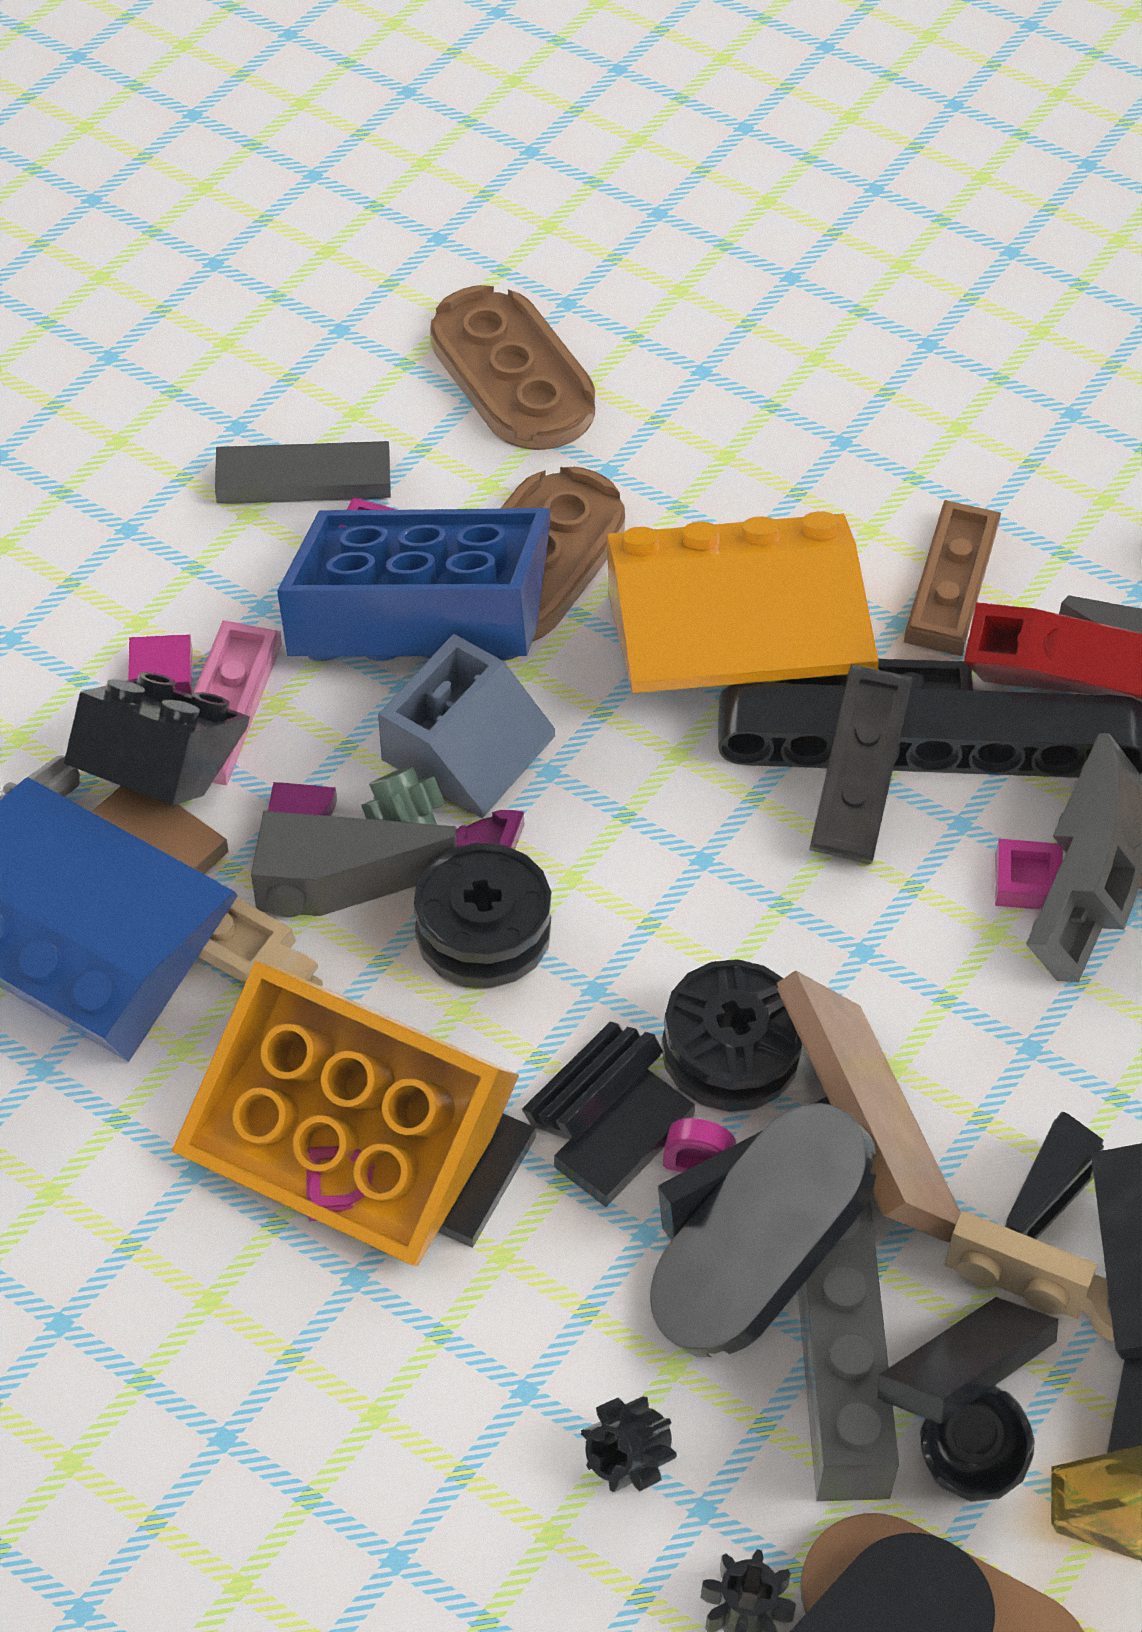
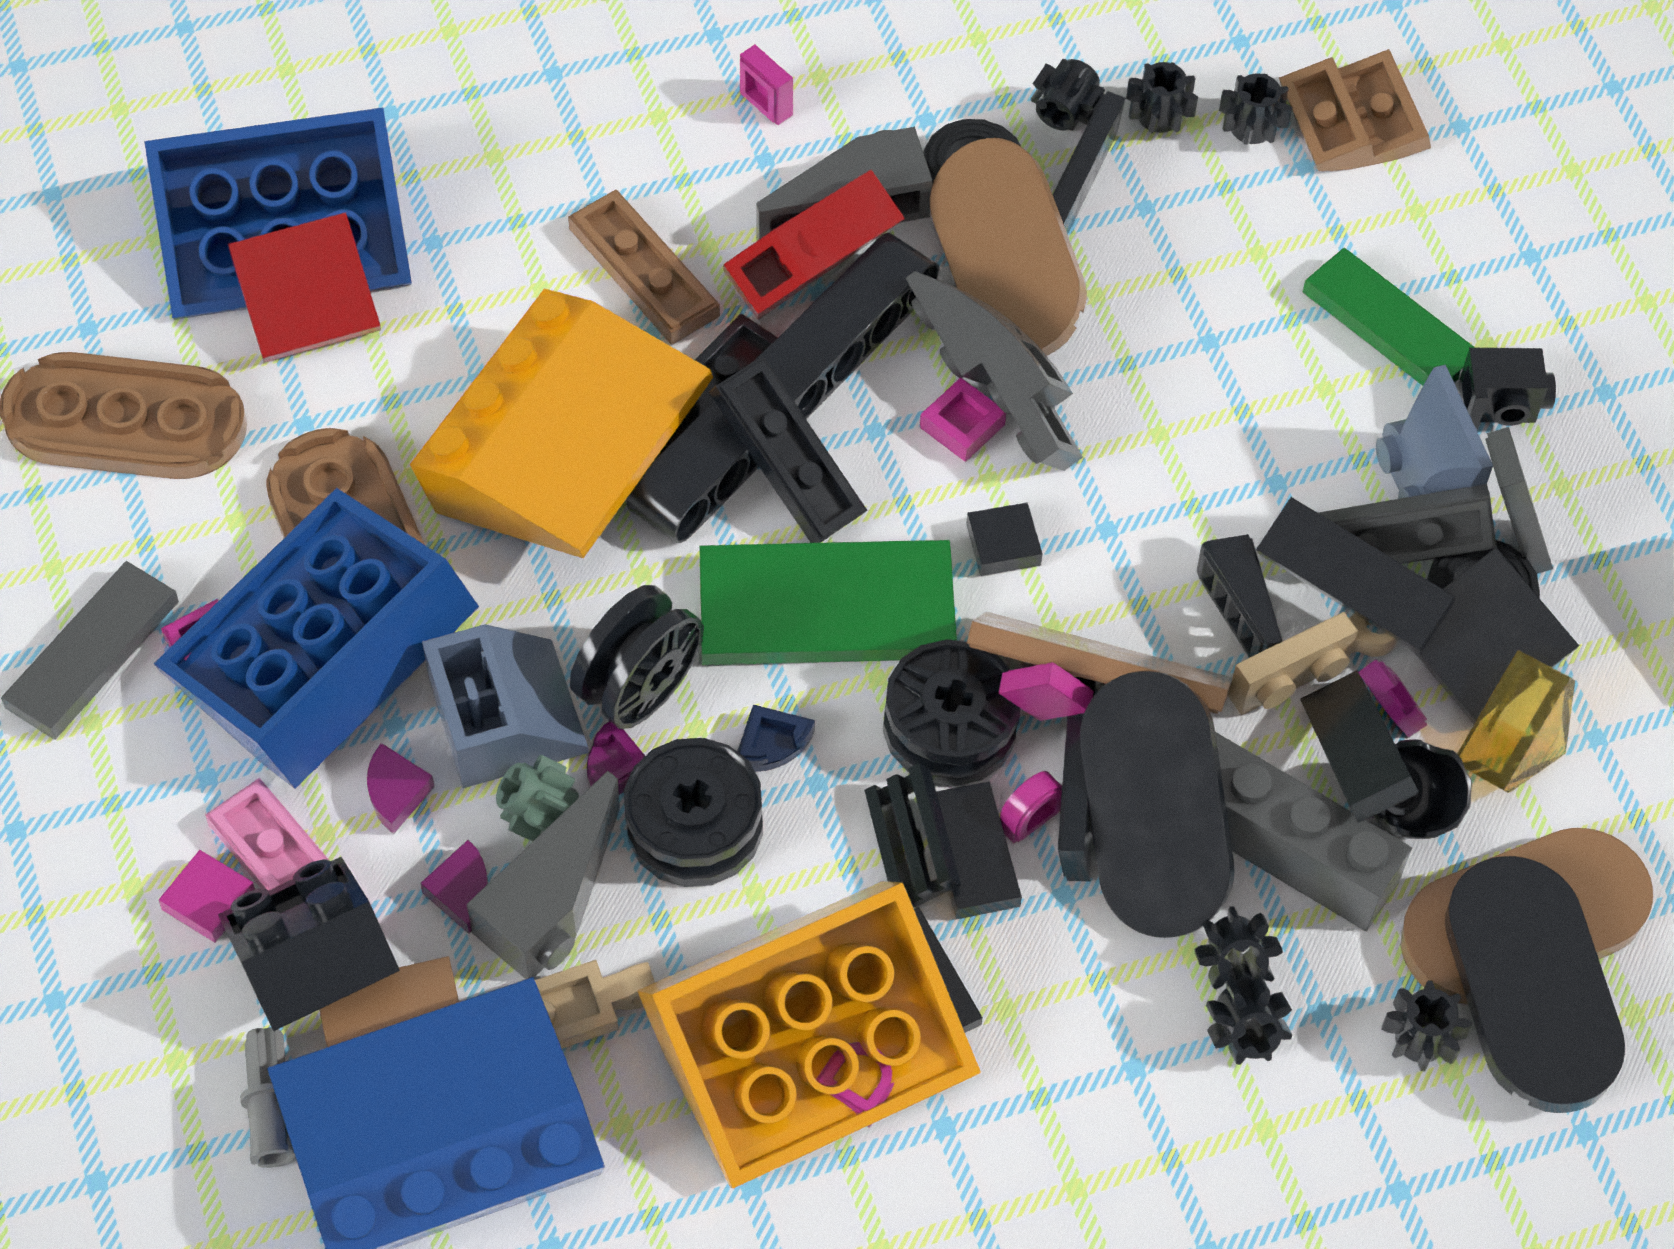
camera: 55 degrees left, 5 degrees up
(344, 717) = (395, 786): none -> magenta tile
(573, 779) = (636, 656): none -> black wheel
(602, 931) = (774, 737): none -> dark blue tile
(690, 1392) = (1240, 934): none -> black gear
(709, 384) = (304, 287): none -> red tile
(762, 885) = (824, 601): none -> green tile
(763, 332) = (268, 179): none -> blue slope
(791, 1071) = (1045, 691): none -> dark pink tile
(941, 974) = (1004, 539): none -> black tile
(1063, 1368) = (1393, 697): none -> magenta tile

